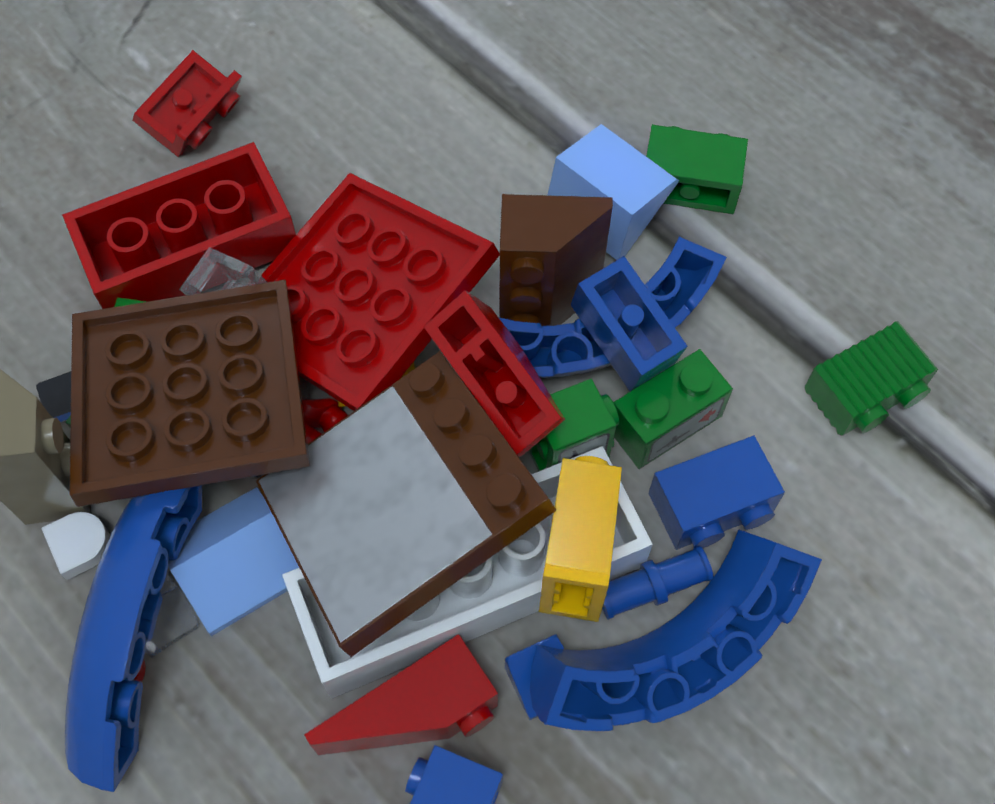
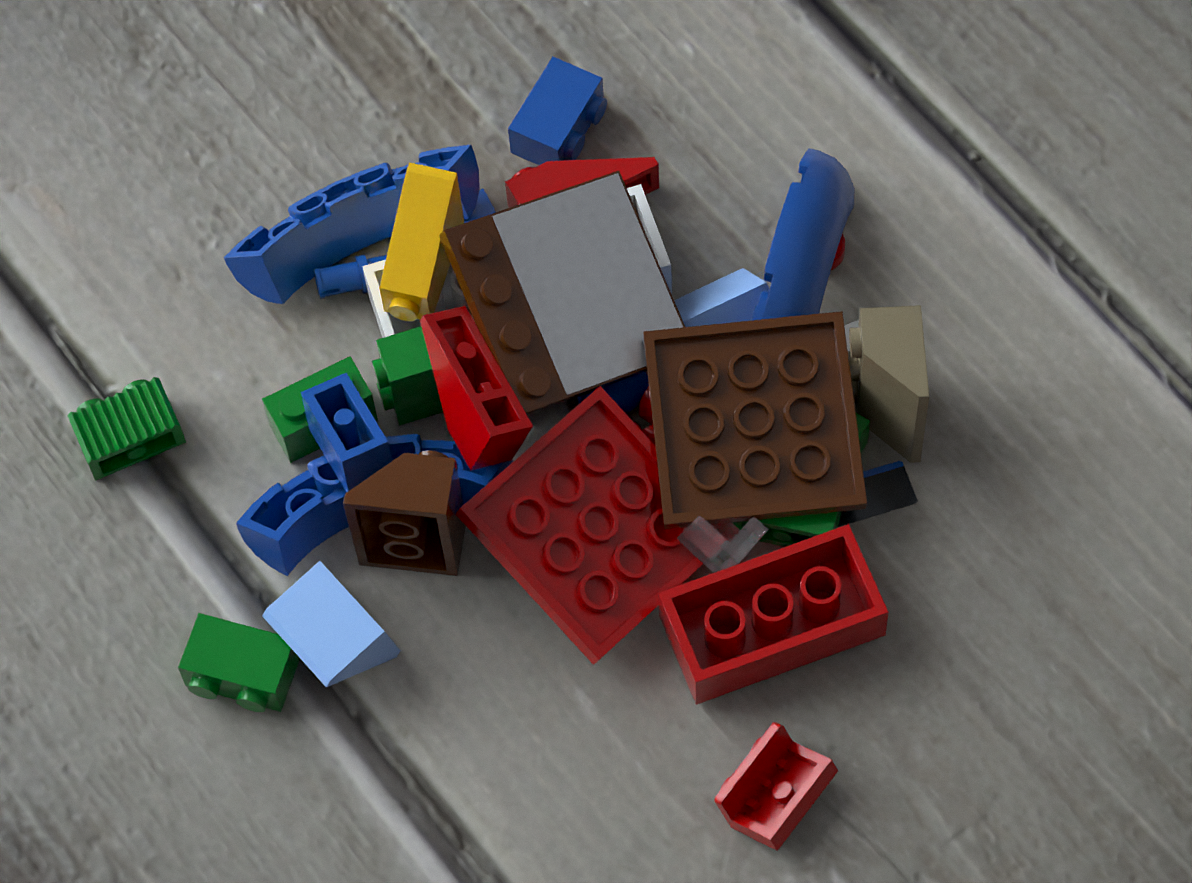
camera: 170 degrees left, 0 degrees up
(716, 494) = (294, 337): blue brick -> none

